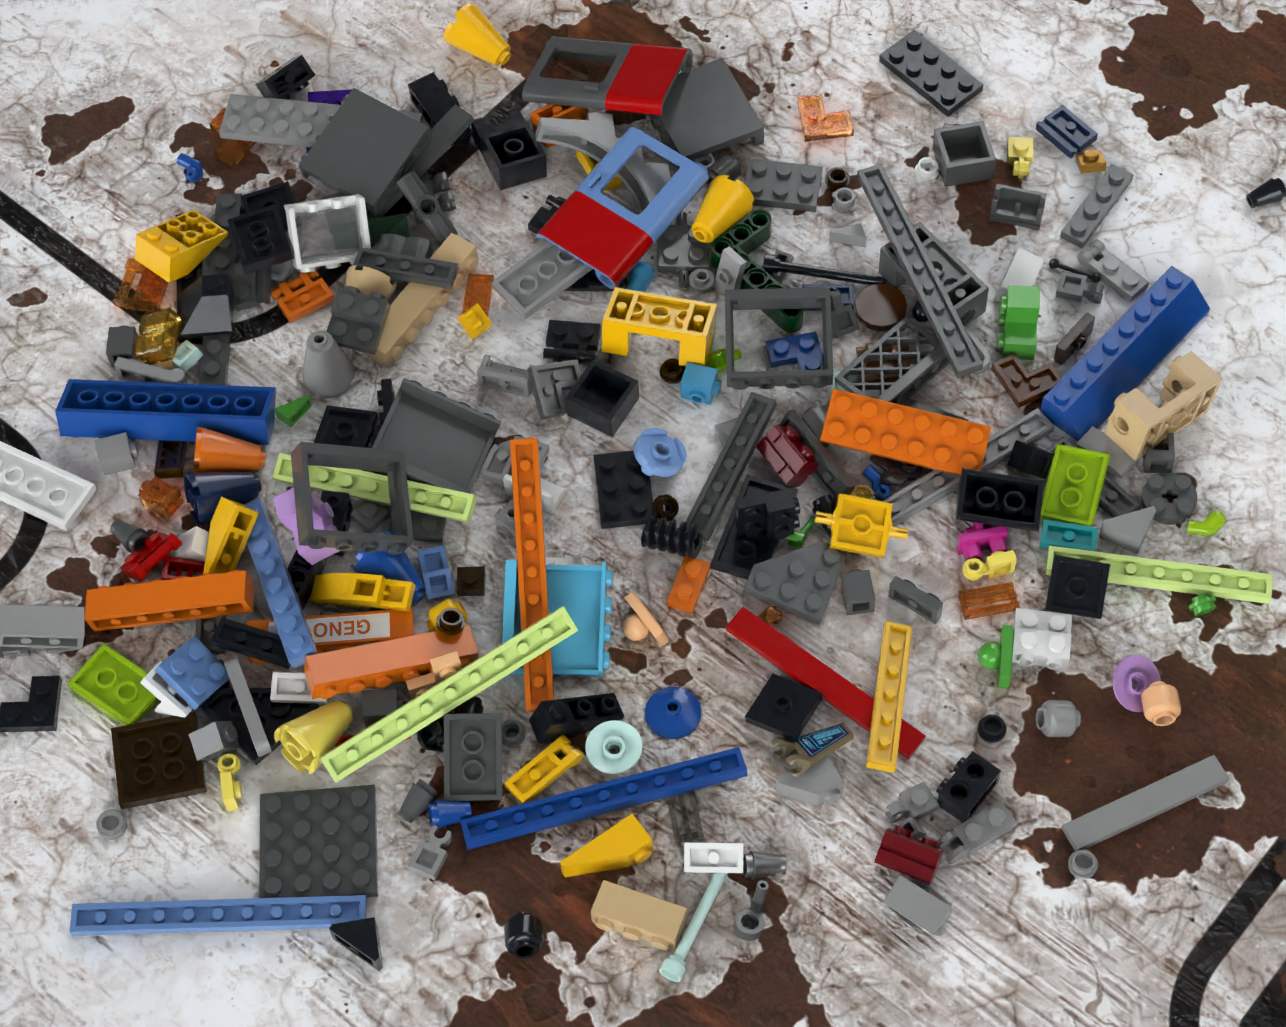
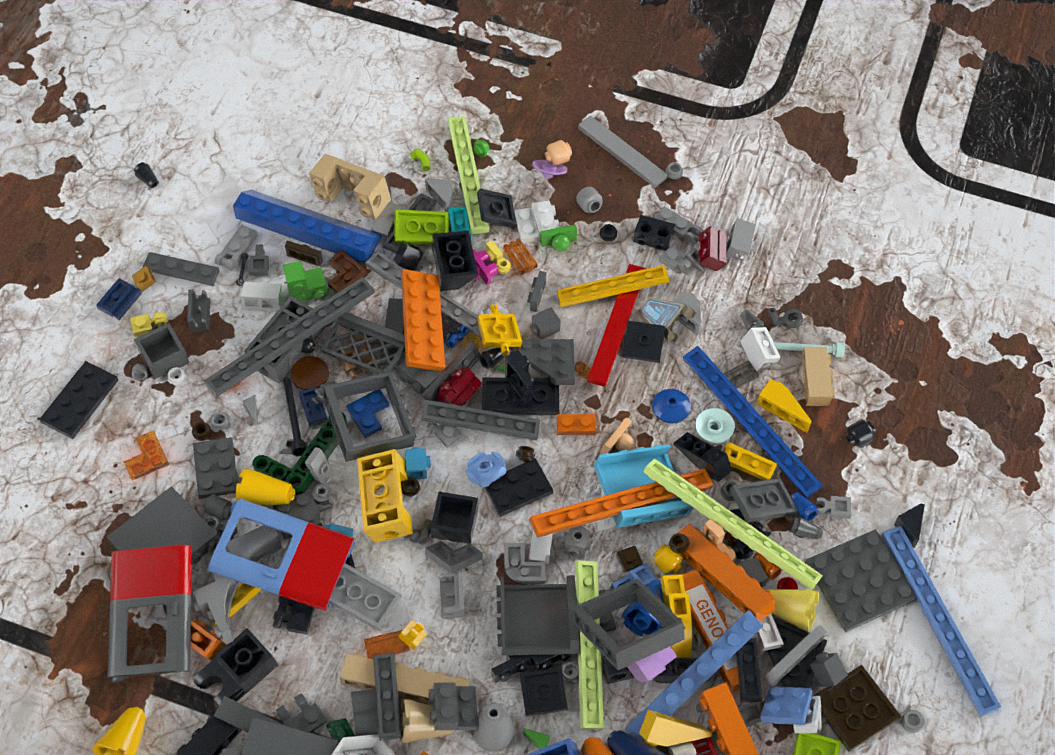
camera: 115 degrees left, 0 degrees up
(230, 788) = (852, 649): light yellow plate -> none
(418, 194) = (321, 705): dark grey piece -> none
(572, 336) = (399, 564): black plate -> none
(671, 538) = (548, 439): black piece -> none
(1176, 485) = (405, 173): dark grey plate -> none

